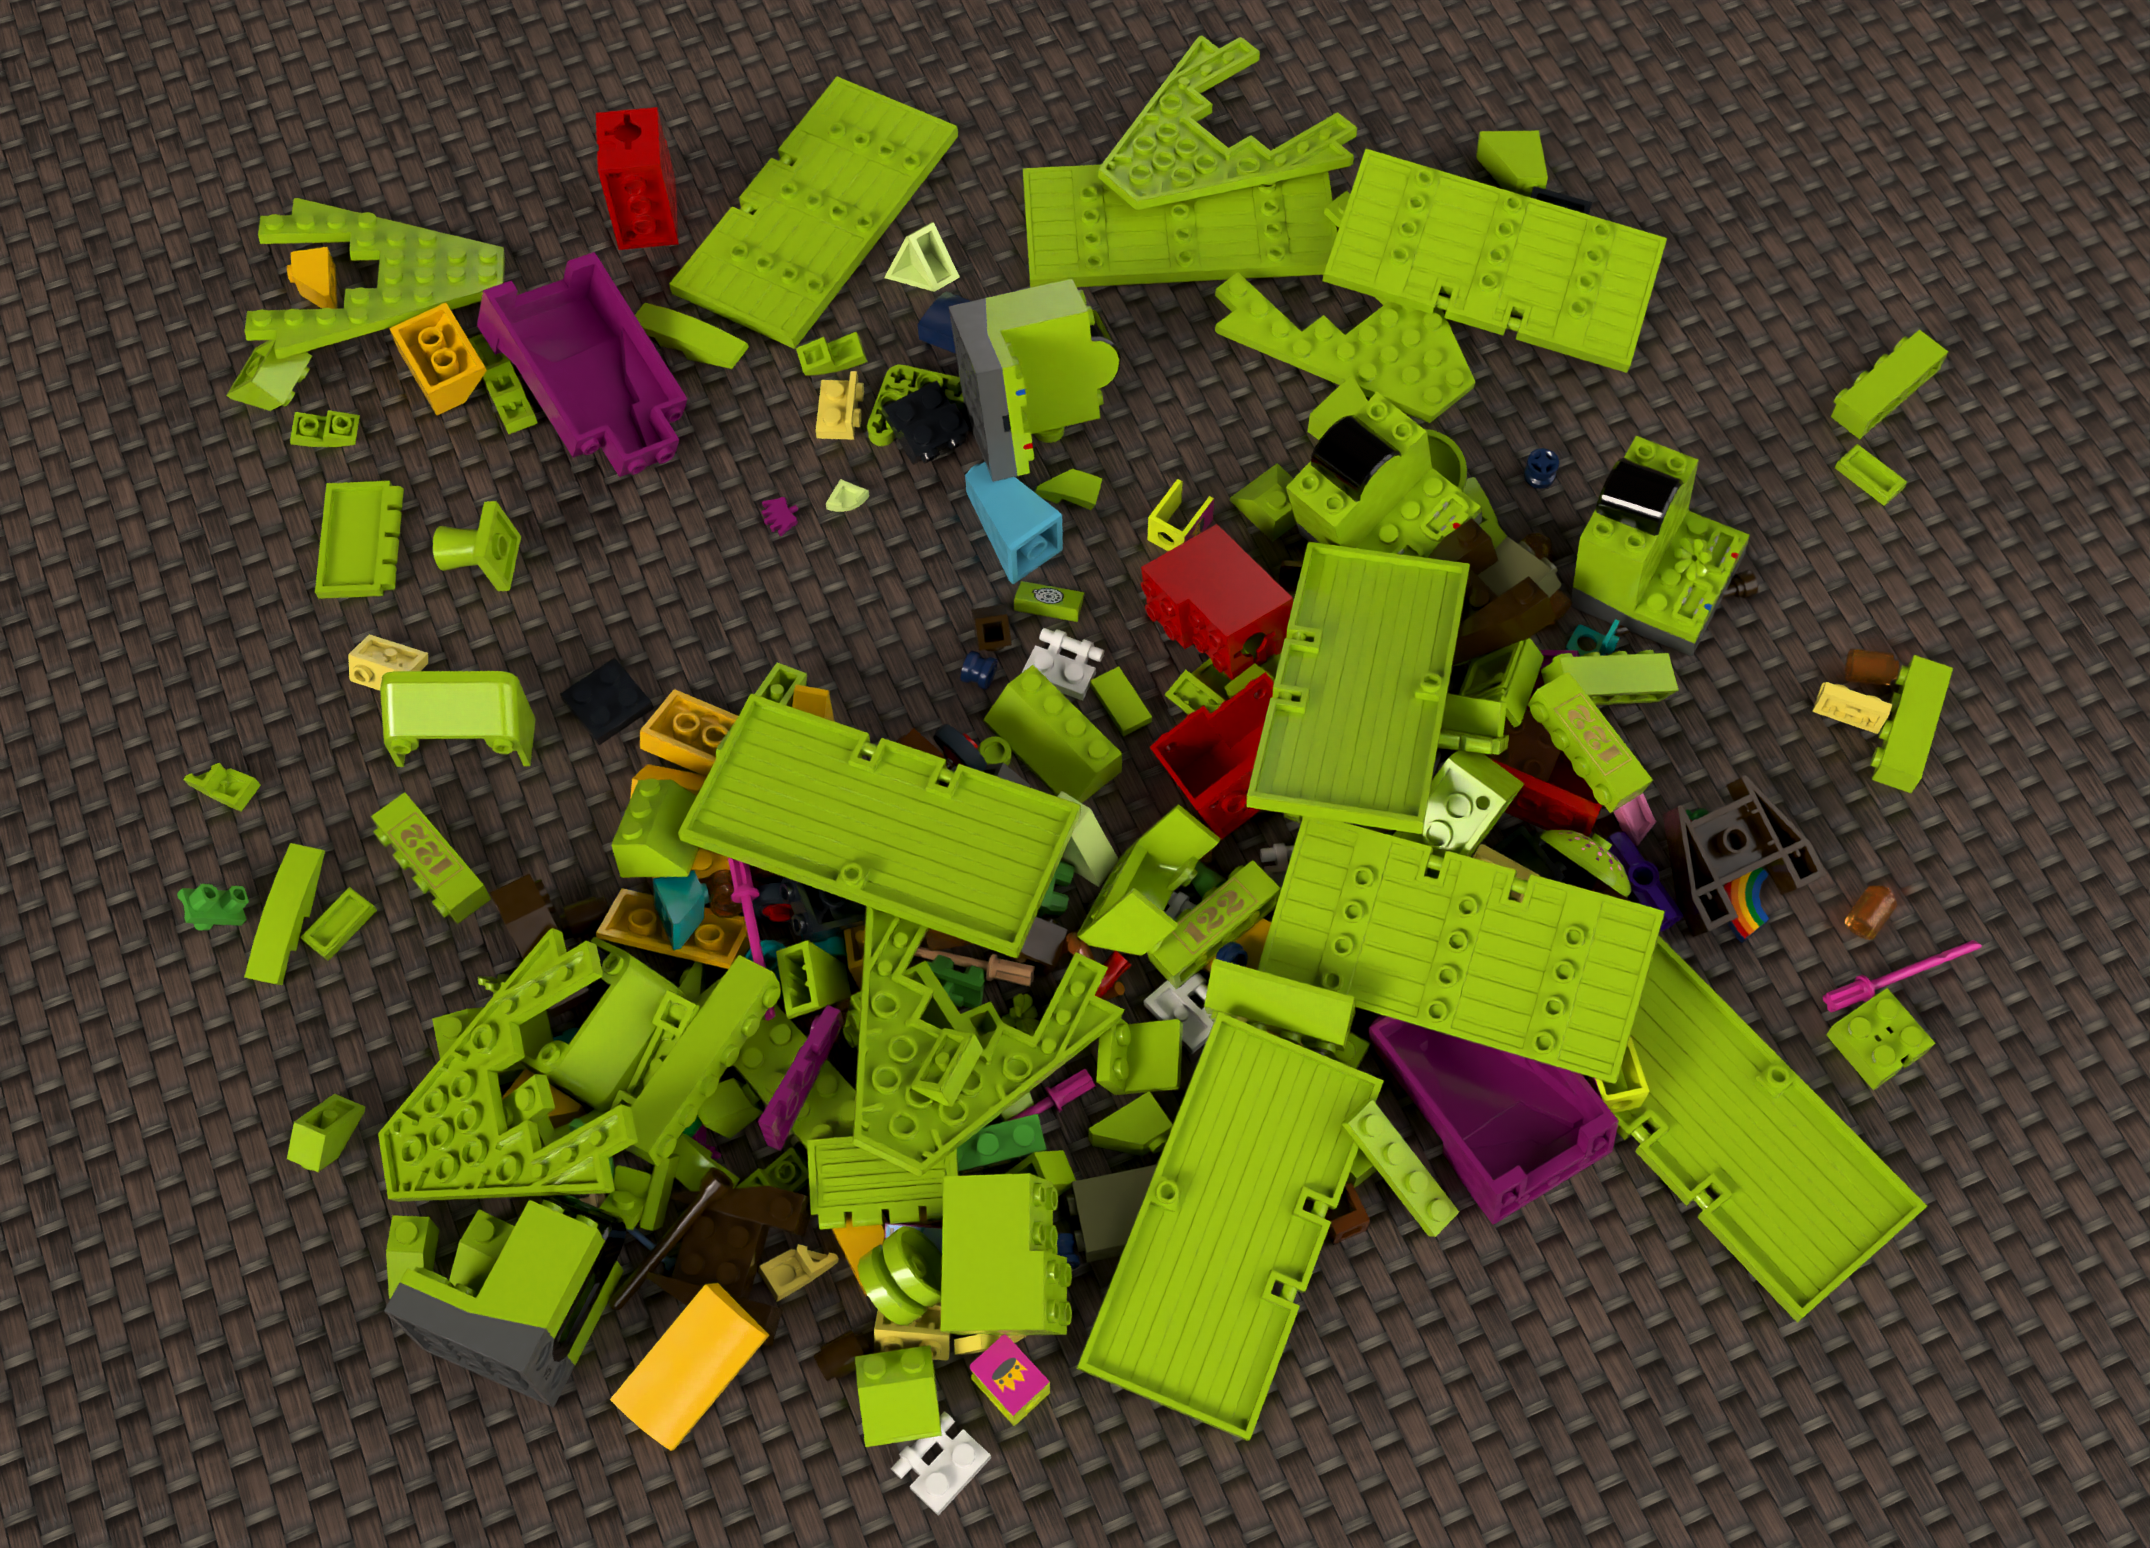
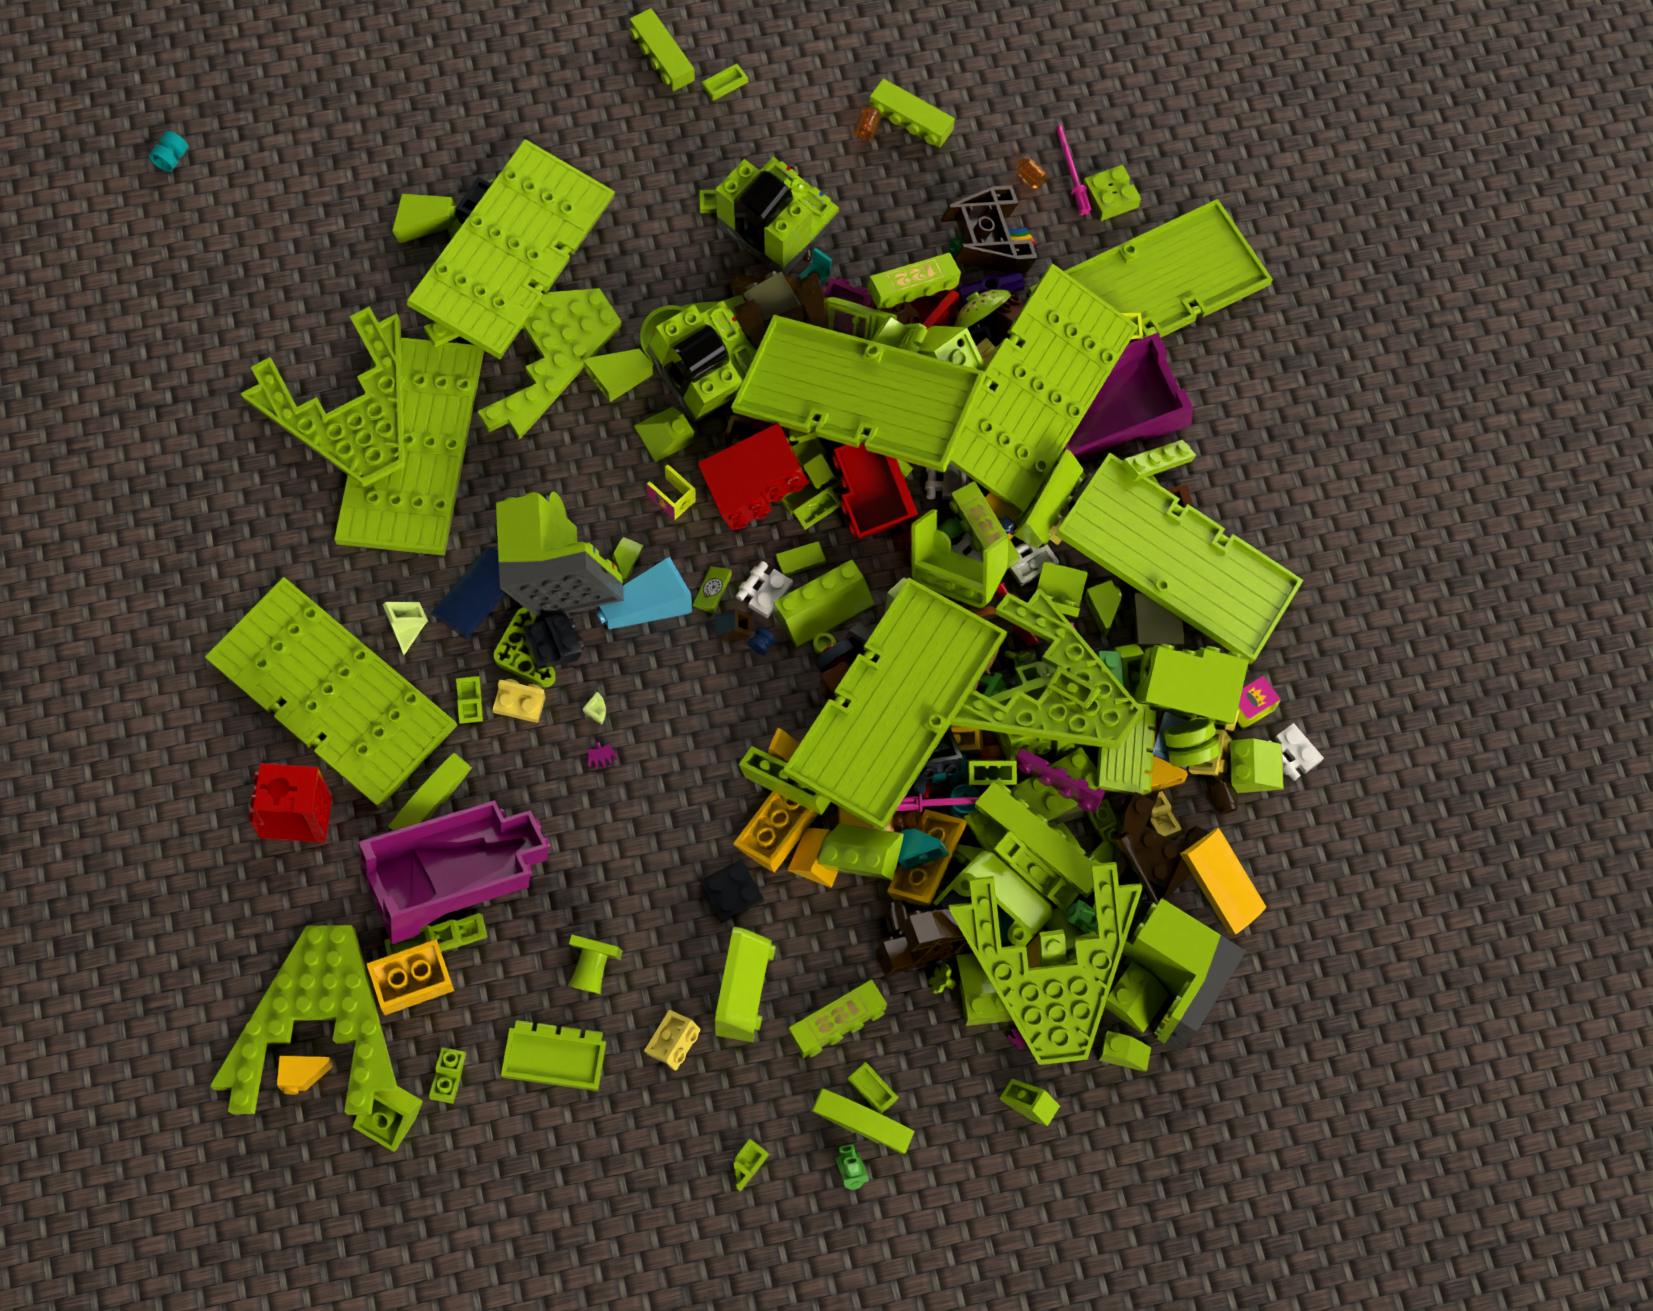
camera: 85 degrees left, 5 degrees up
(1547, 462) = (674, 262): dark blue wheel -> none
(1618, 676) = (855, 263): lime brick -> none
(1852, 707) = (893, 141): light yellow bracket -> none

